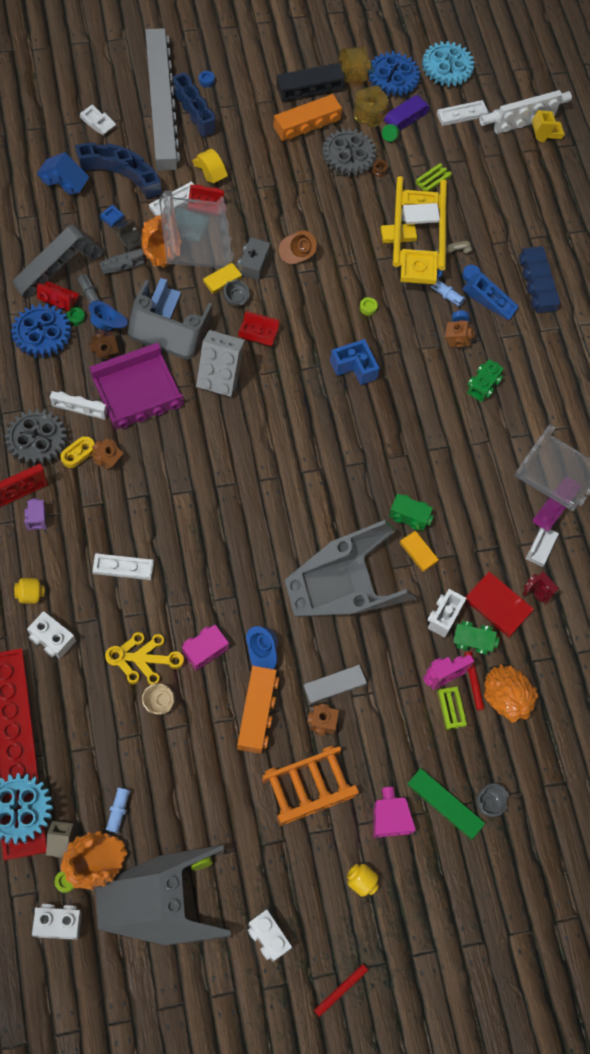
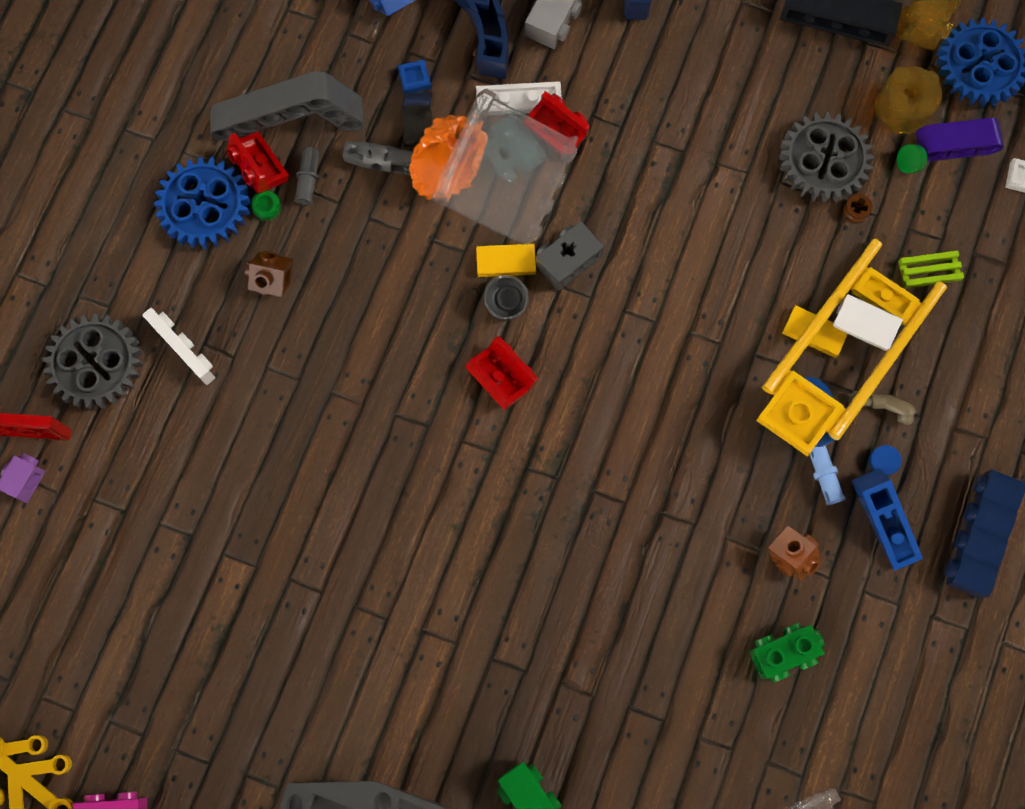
camera: 40 degrees right, 10 degrees up
(76, 451) = (135, 416): yellow plate -> none
(105, 317) = (300, 232): blue piece -> none
(106, 453) = (165, 453): dark orange brick -> none
(123, 566) = (86, 624): white tile -> none
(136, 386) = (276, 363): magenta panel -> none
(164, 299) = (398, 251): medium blue panel -> none
(172, 336) = (380, 328): dark grey windscreen -> none
(211, 165) = (600, 73): yellow brick -> none
(220, 363) = (399, 402): light grey piece -> none
(297, 247) = (644, 274): dark orange piece -> none
(307, 117) = (798, 68): orange brick -> none
(355, 358) = (614, 504): blue brick -> none
(368, 306) = (691, 425): lime tile -> none
(460, 315) = (816, 526): blue tile -> none

